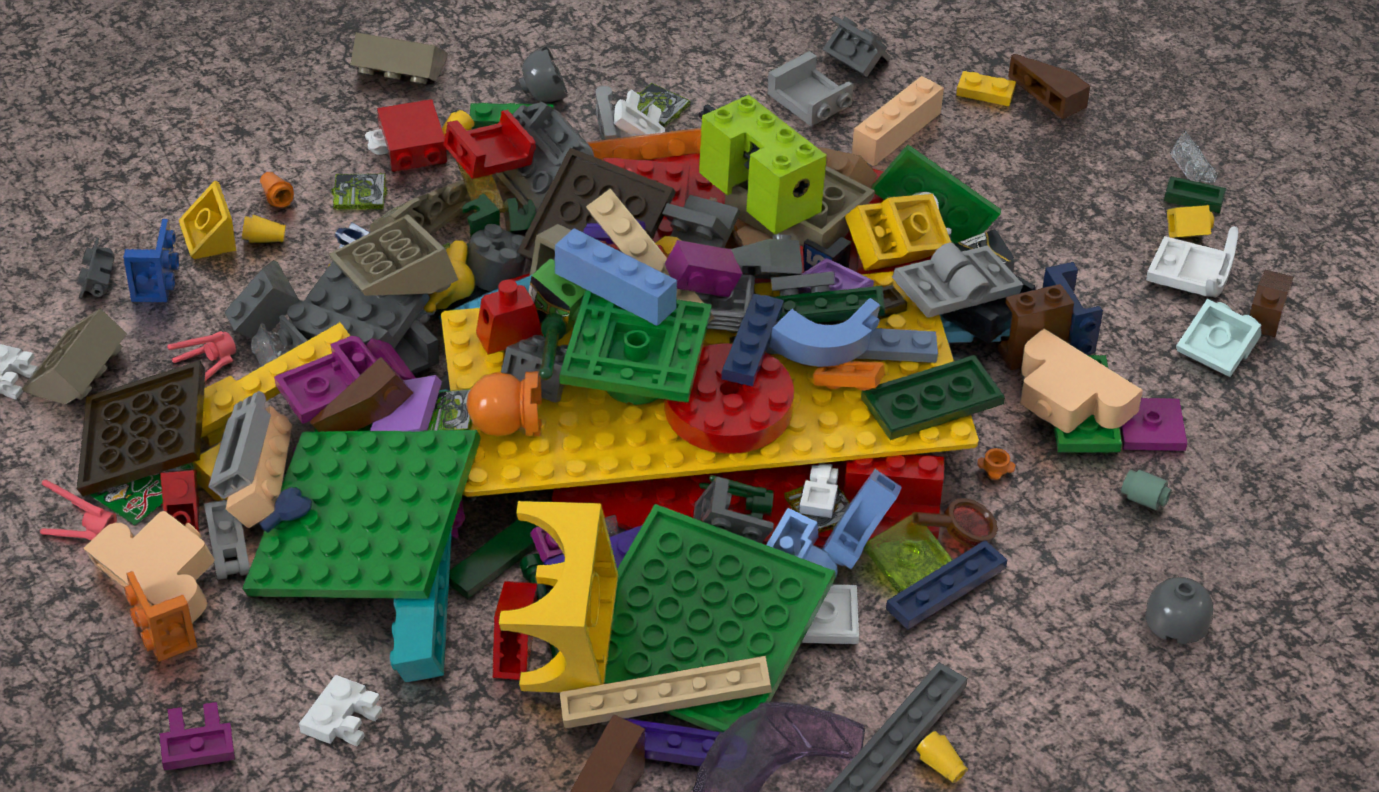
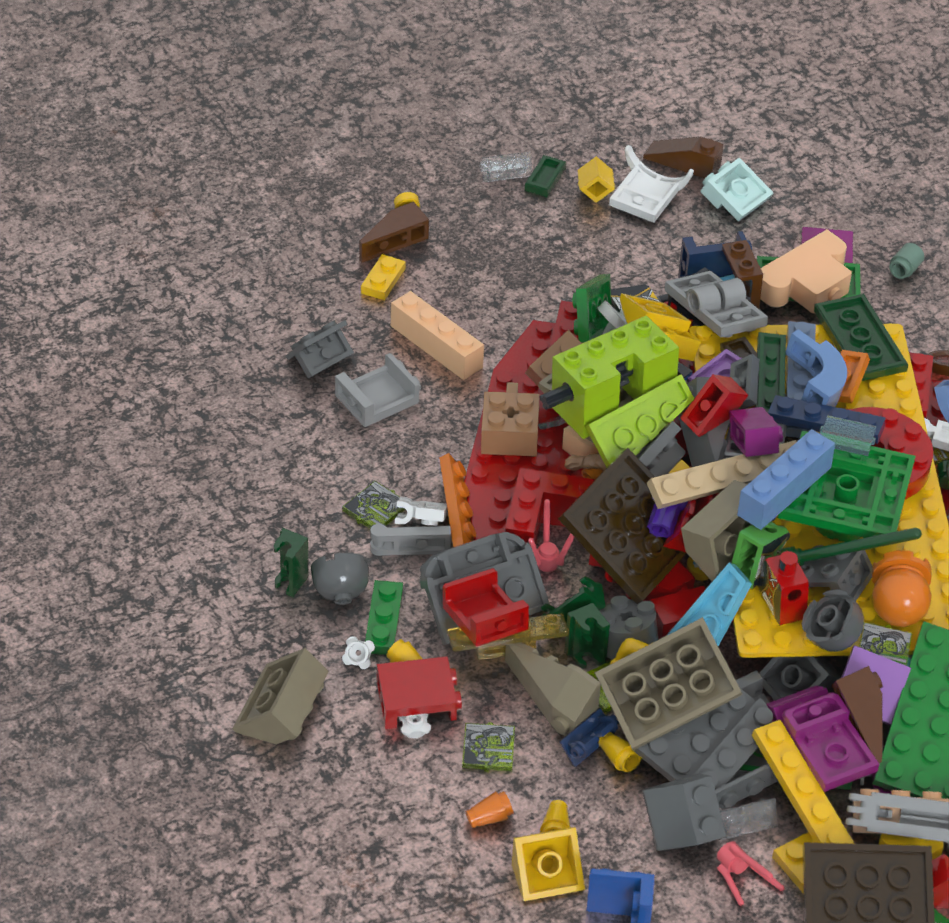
camera: 85 degrees left, 0 degrees up
(458, 356) = (833, 621): none -> dark grey cylinder
(459, 99) = (353, 645): none -> white plate
(555, 35) = (293, 560): none -> dark green hinge
(708, 337) = (849, 435): none -> clear light blue piece
(713, 193) = (639, 420): none -> lime wing
(746, 240) = (713, 404): none -> red slope
(1100, 92) = (406, 198): none -> yellow tile

